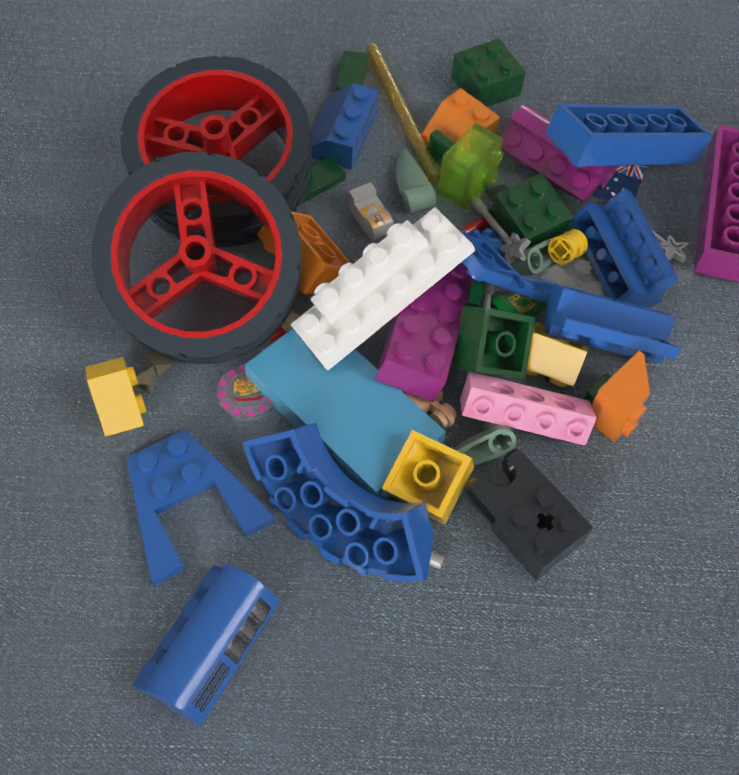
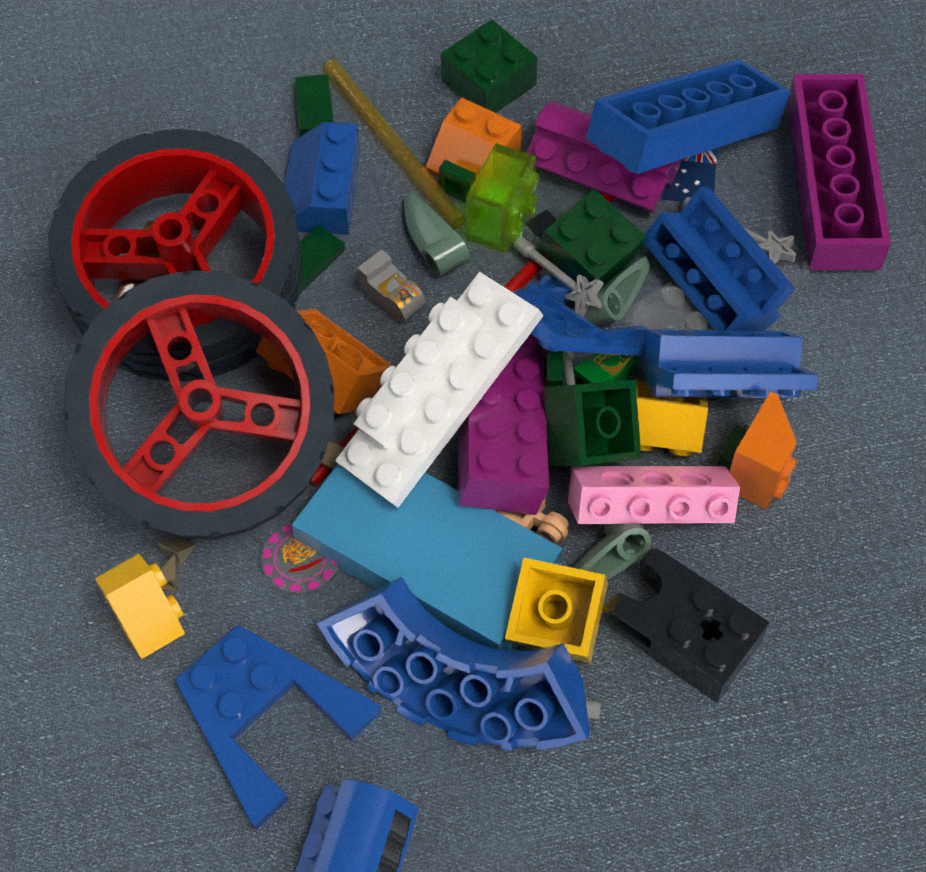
camera: 10 degrees left, 0 degrees up
(567, 246) = (649, 275): yellow wheel -> none

